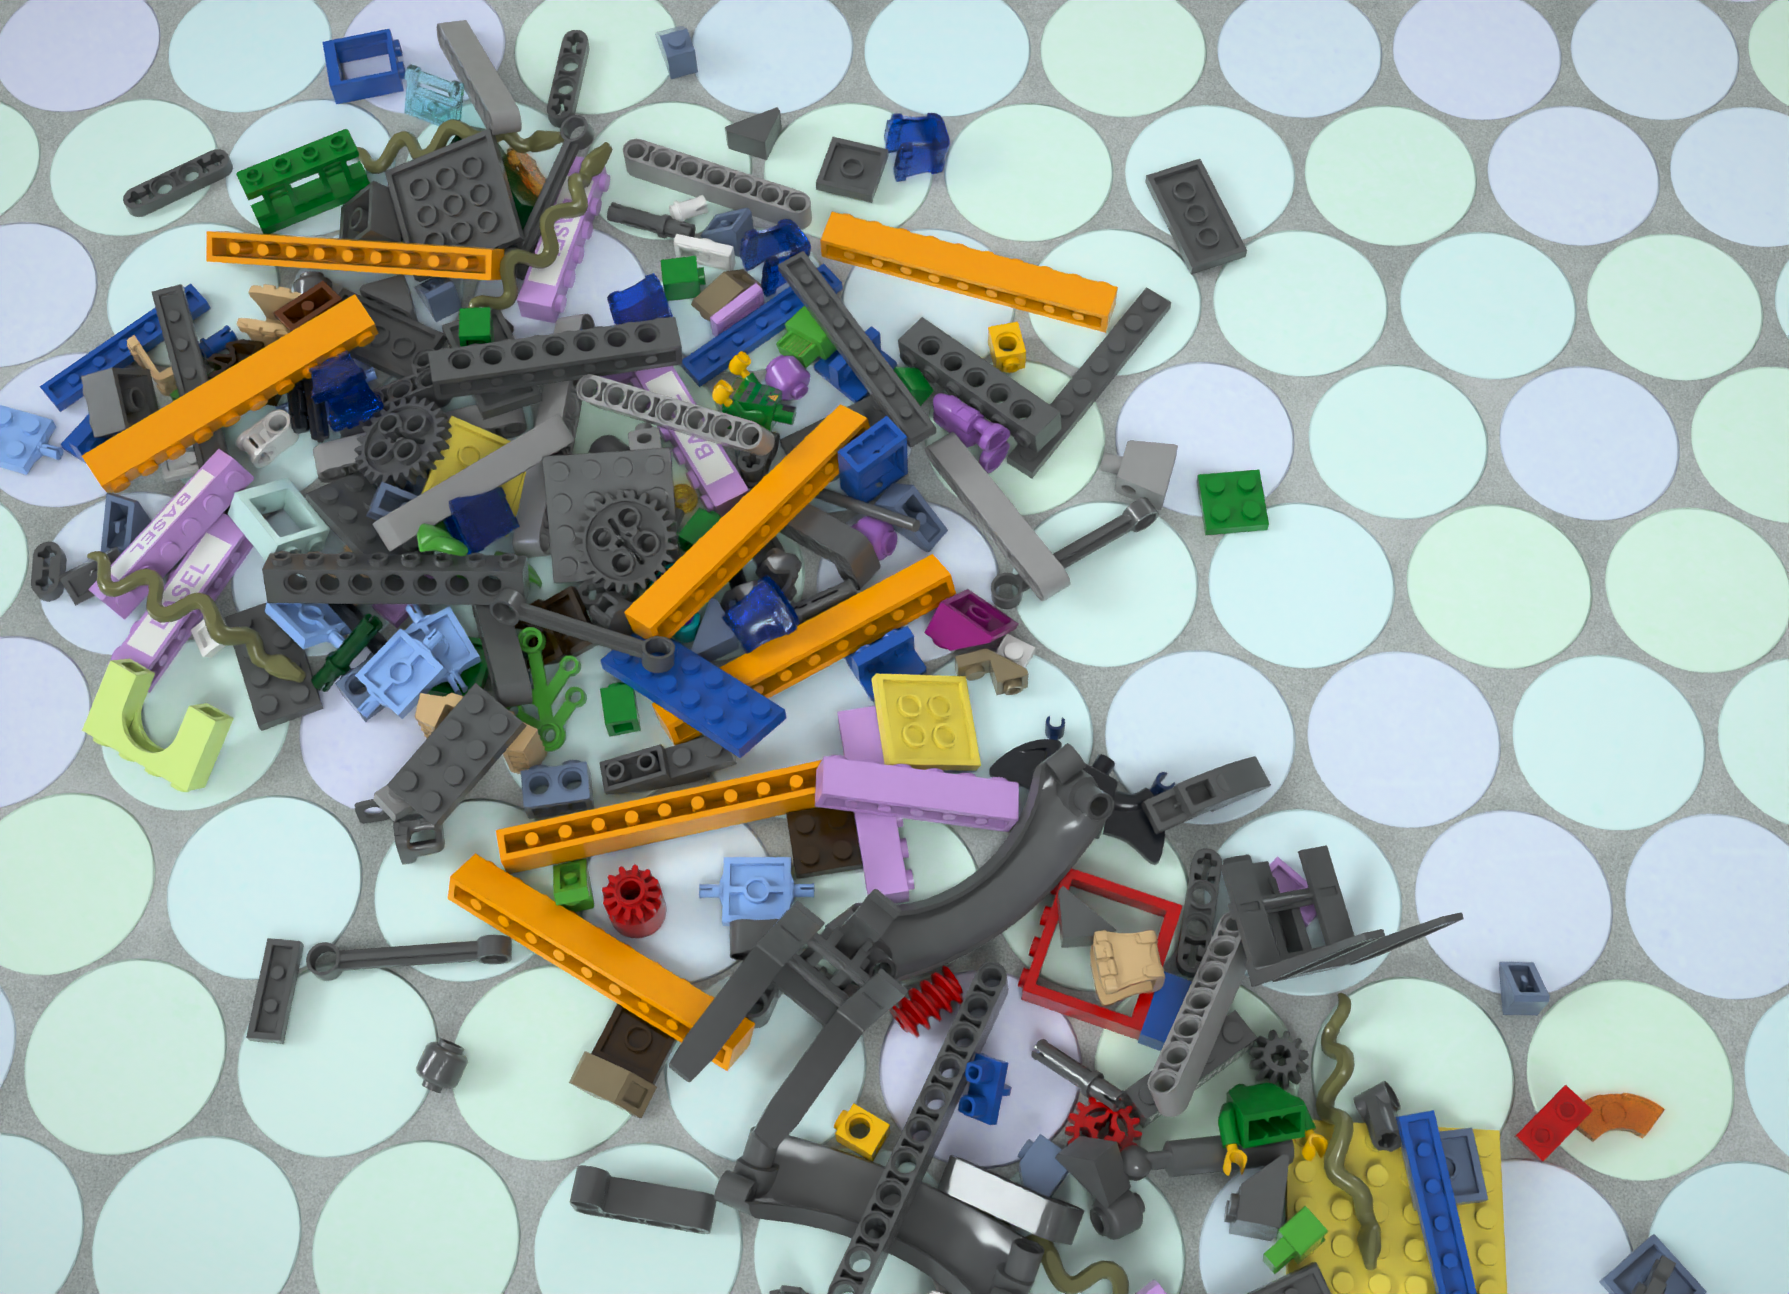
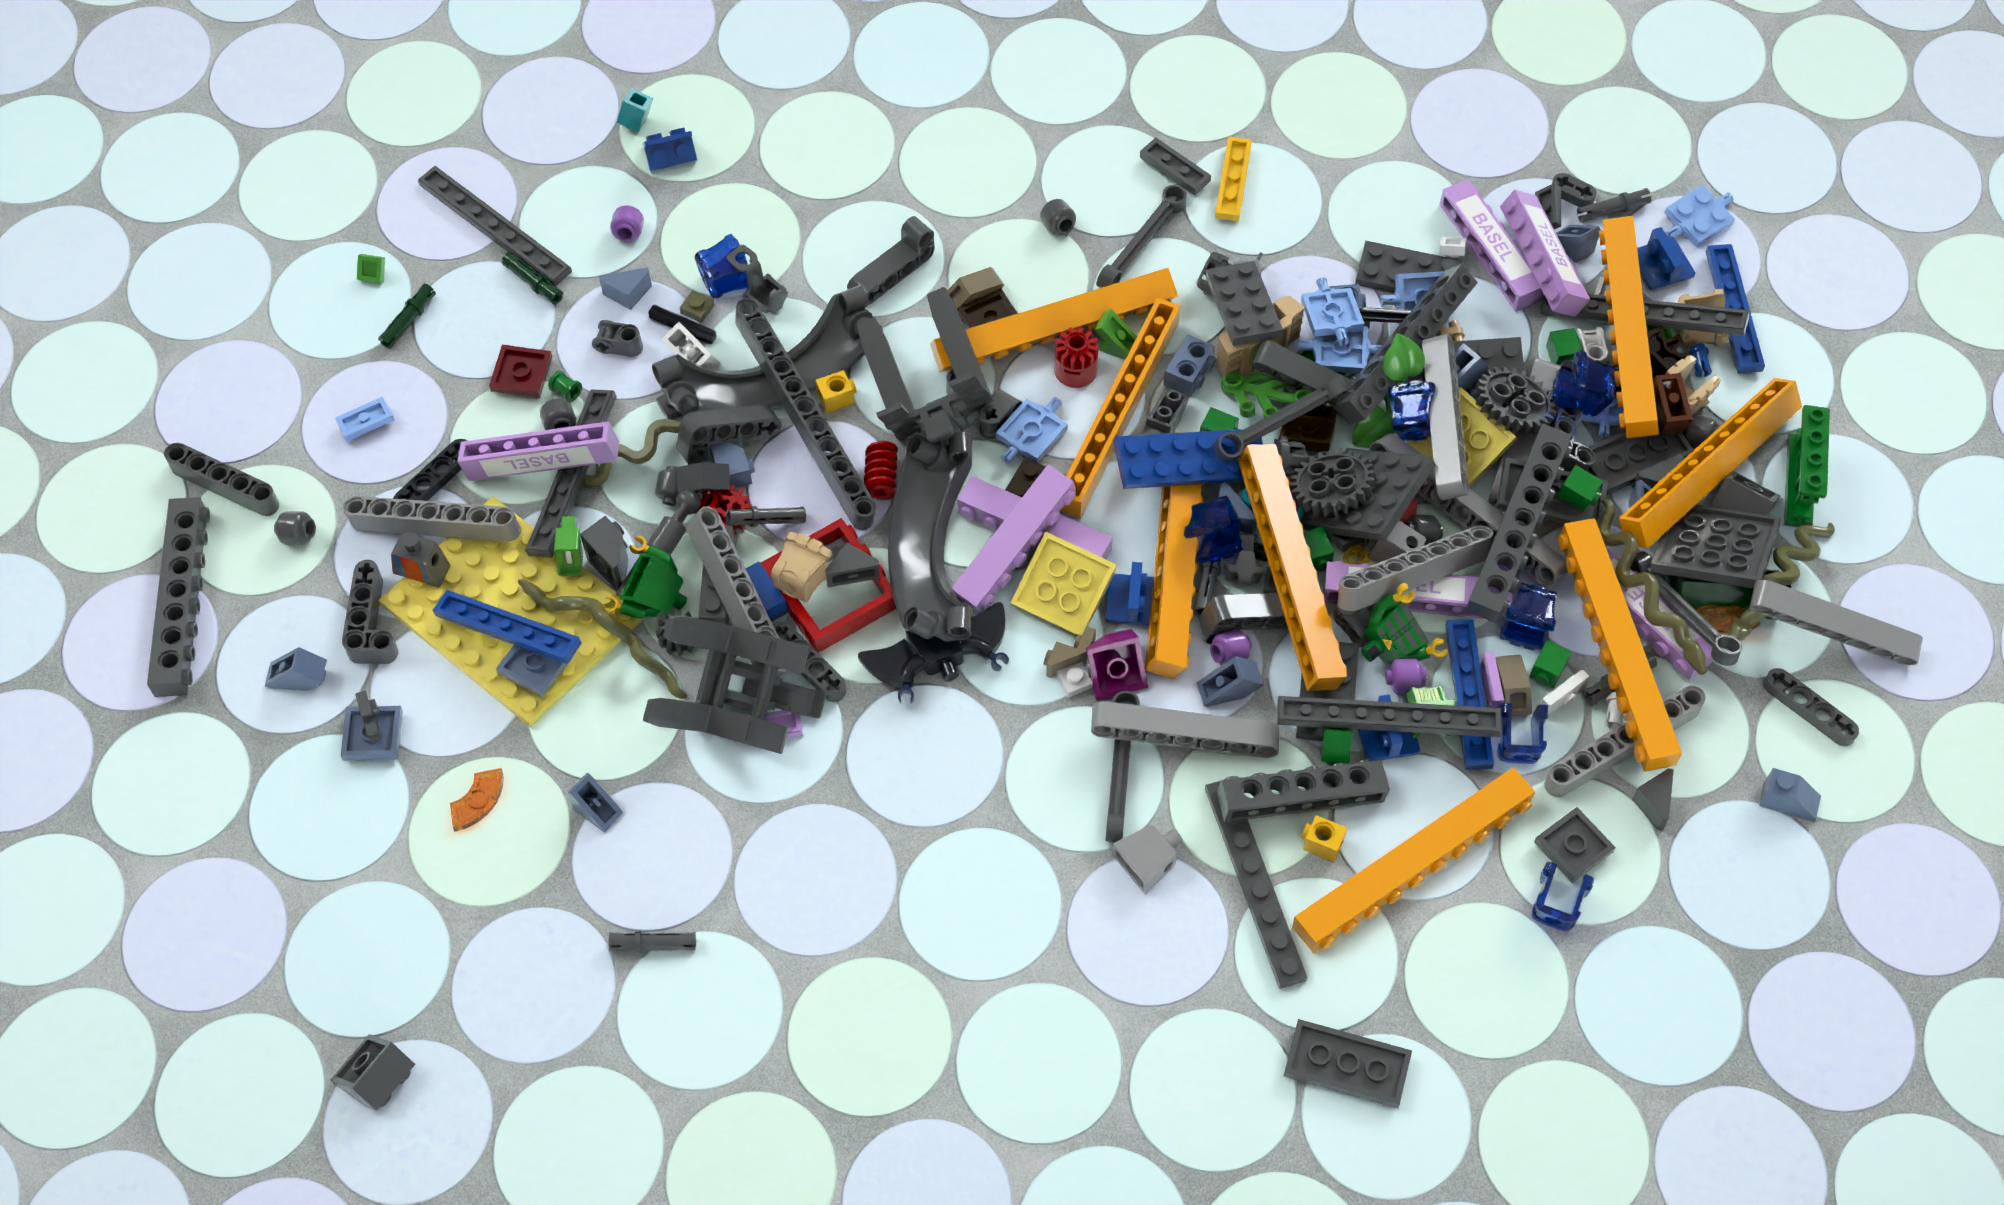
camera: 125 degrees right, 5 degrees down
(38, 514) = (1622, 202): none -> dark grey pin
(117, 724) = (1373, 188): yellowish green arch -> none
(118, 399) = (1668, 263): dark grey slope -> none
(180, 187) = (1874, 407): dark grey beam -> none
(252, 503) = (1535, 312): light aqua window -> none
(253, 915) = (1233, 179): none -> yellow plate
(275, 665) = (1400, 263): olive animal -> none
(287, 458) = (1562, 345): none -> green brick
(338, 662) = (1373, 295): dark green pin -> none
(358, 48) = (1911, 548): blue window -> none
(429, 104) = (1848, 589): clear light blue plate -> none
(626, 222) = (1619, 646): none -> light orange brick
(729, 228) = (1572, 723): sand blue slope -> none
(863, 468) = (1283, 665): blue window -> none
(869, 510) = (1249, 652): dark grey bar -> none
(972, 429) = (1245, 764): medium lavender piece -> none
(985, 1088) = (802, 462): blue hips -> none
(1205, 793) = (874, 712): dark grey slope -> none
(1232, 502) = (1078, 902): green plate -> none
(1379, 1111) = (601, 659): dark grey piece -> none
(1553, 1123) = (502, 746): red brick -> none
(1605, 835) = (651, 941): none -> dark grey pin

